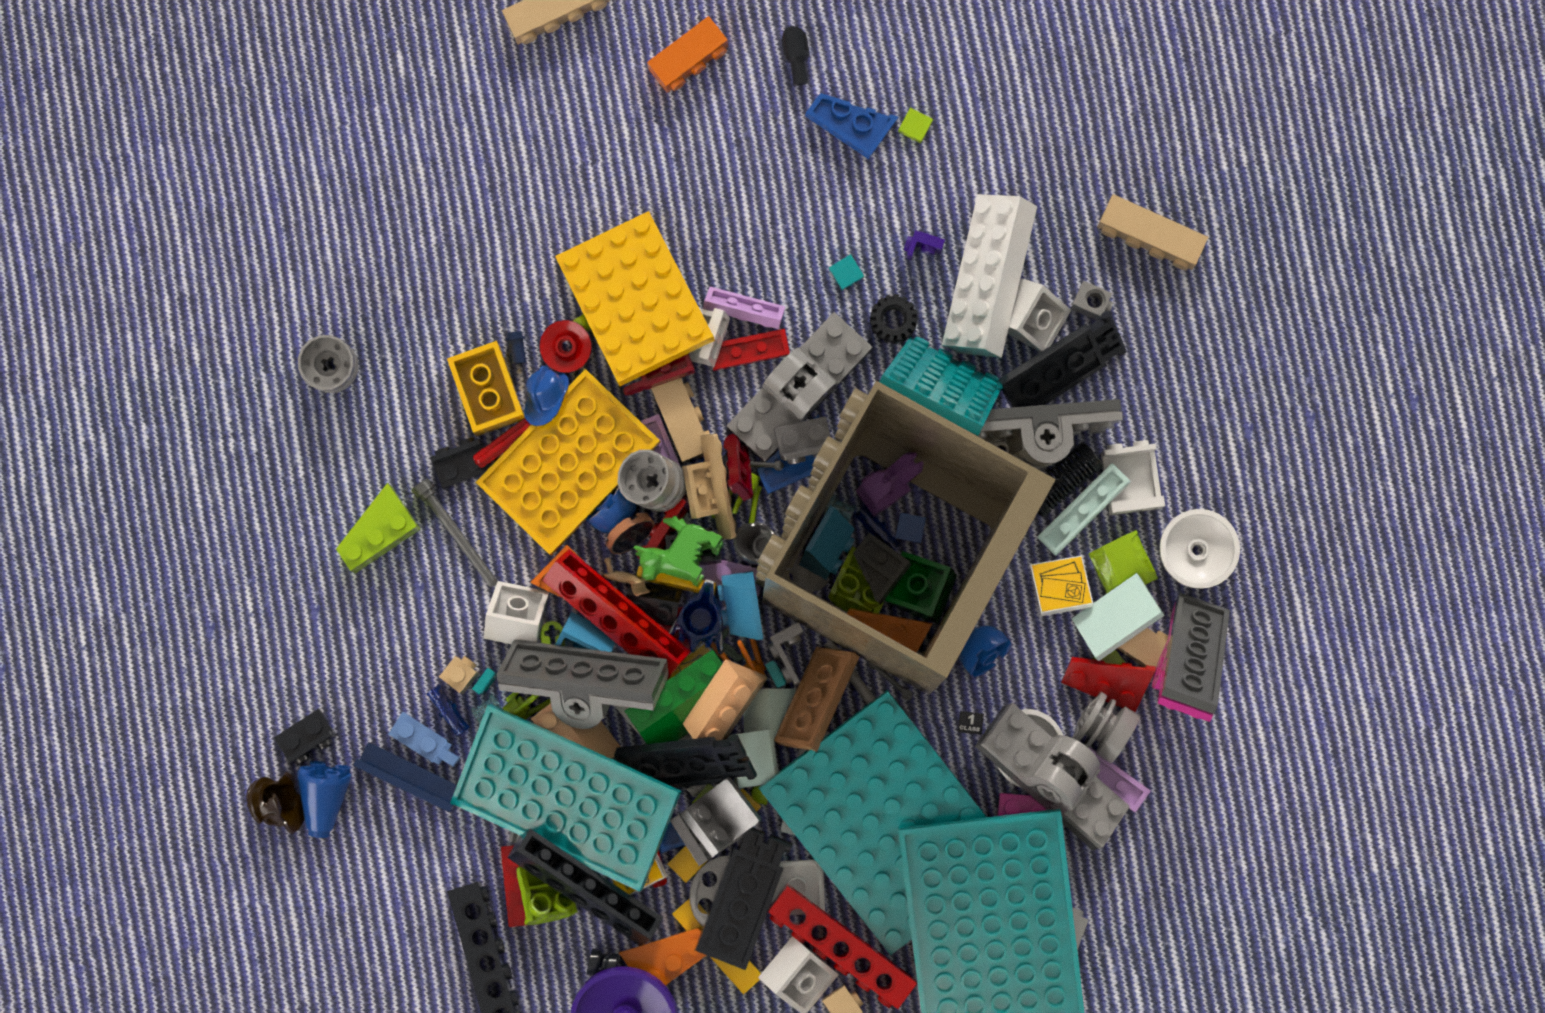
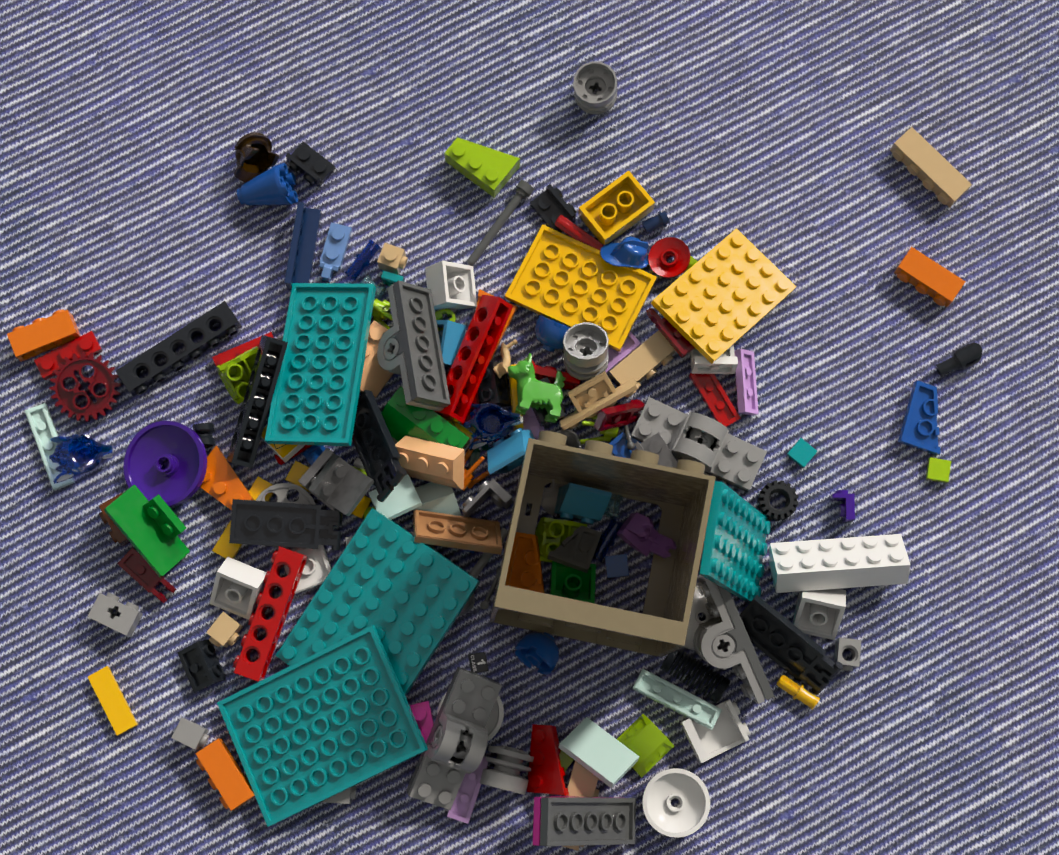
camera: 70 degrees right, 5 degrees down
(629, 533) = (540, 349): tile -> none
(775, 674) = (471, 491): teal tile -> none
(1061, 585) = (609, 700): yellow tile -> none
(1117, 371) = (797, 691): none -> yellow axle
(1152, 232) = (920, 685): tan brick -> none

